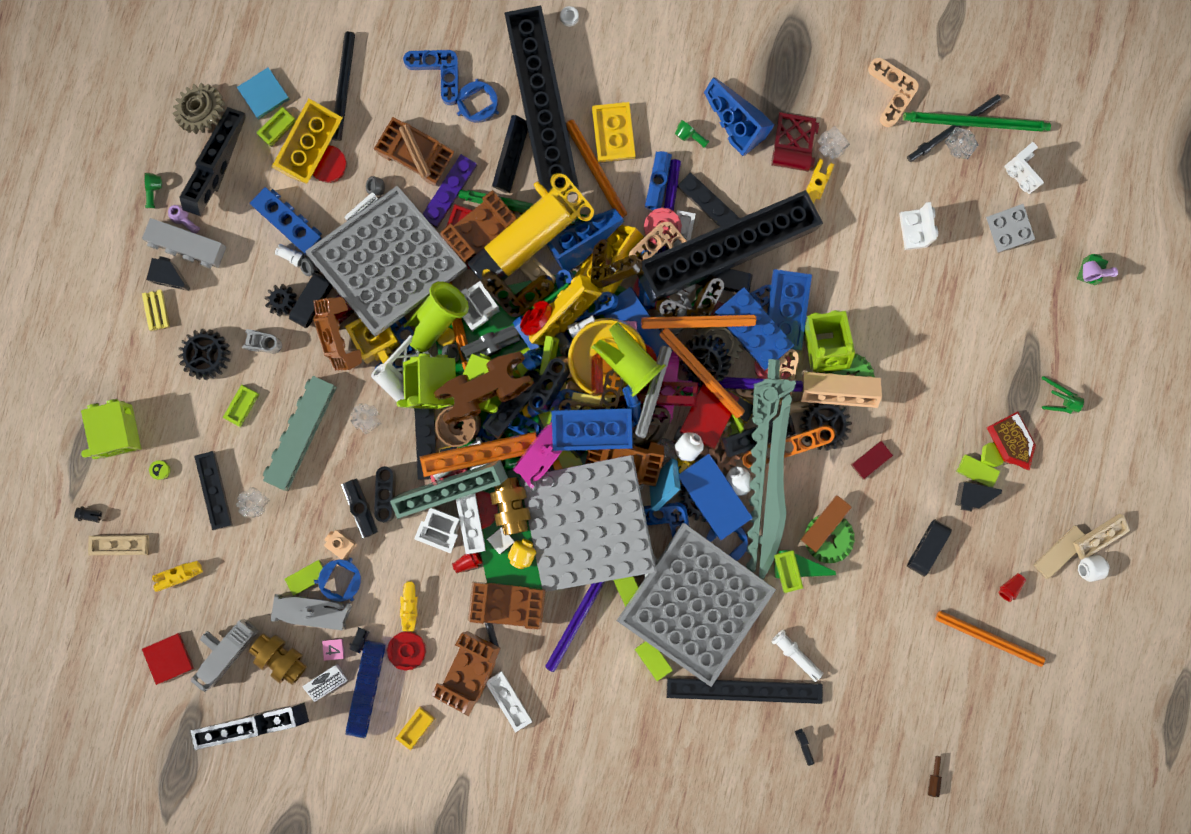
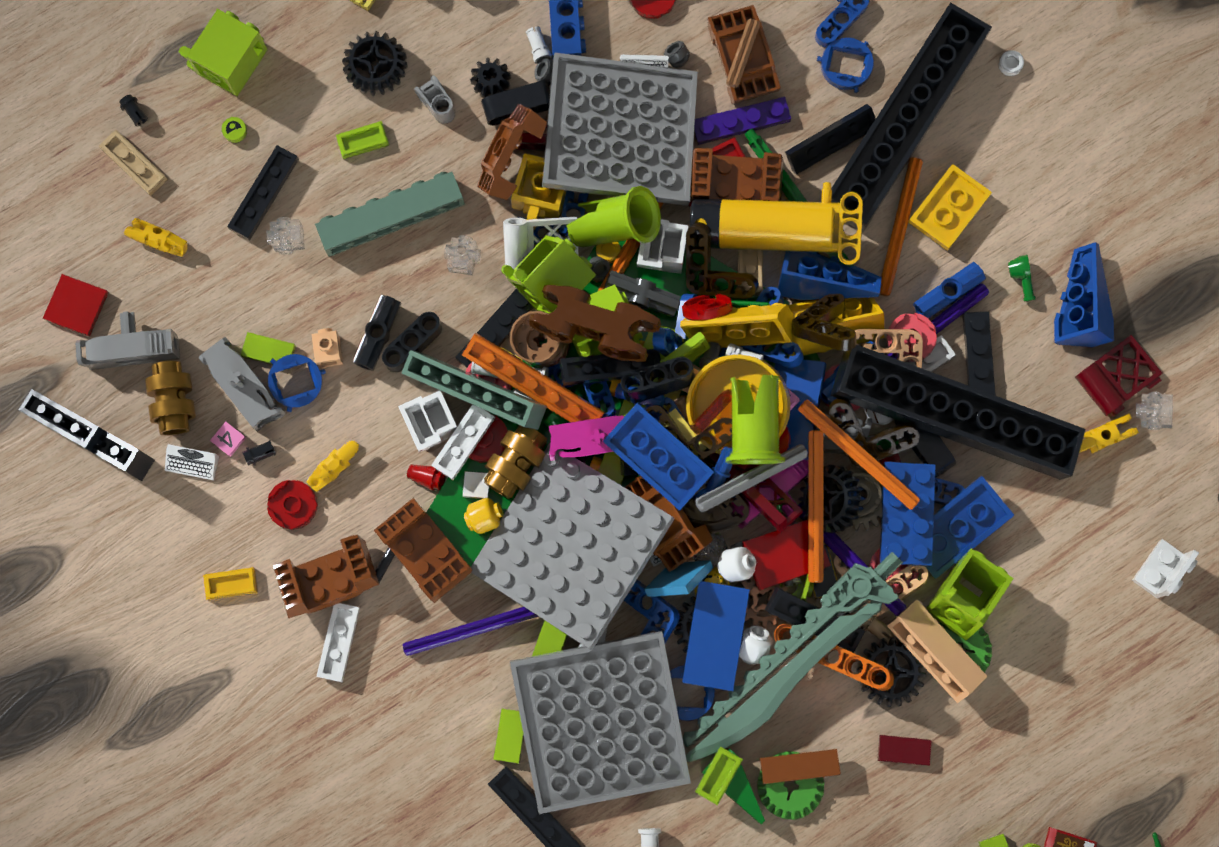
camera: 50 degrees right, 5 degrees down
(365, 689) = (220, 503): clear blue beam -> none

